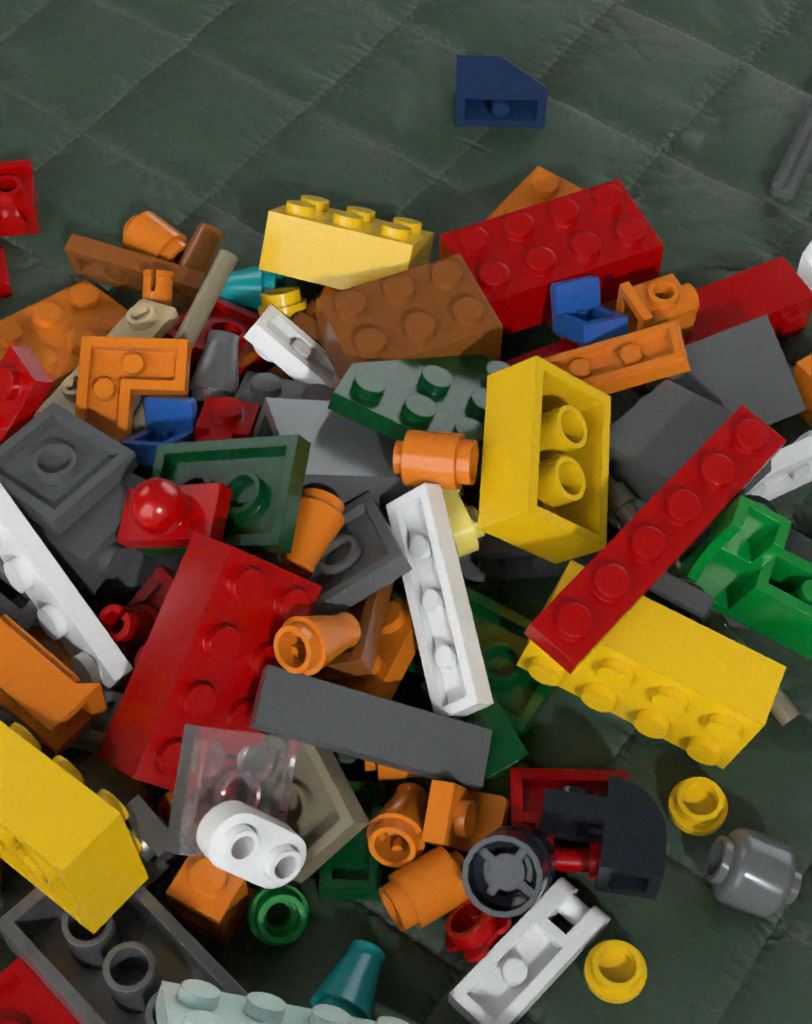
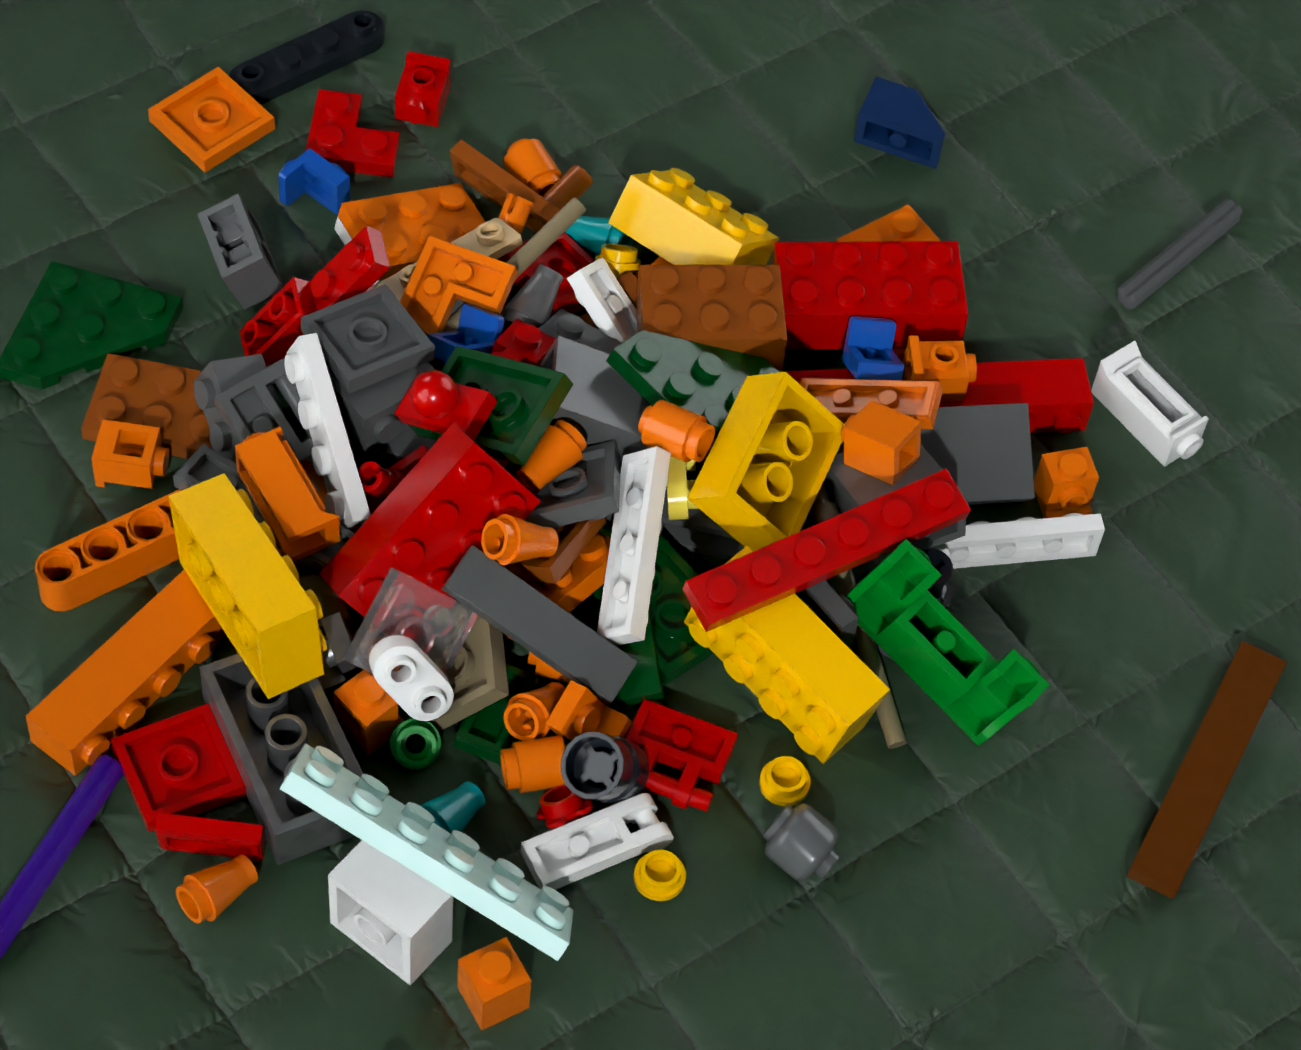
camera: 15 degrees right, 0 degrees up
(624, 827) = (704, 769): black brick -> none
(654, 400) = (881, 442): none -> orange brick

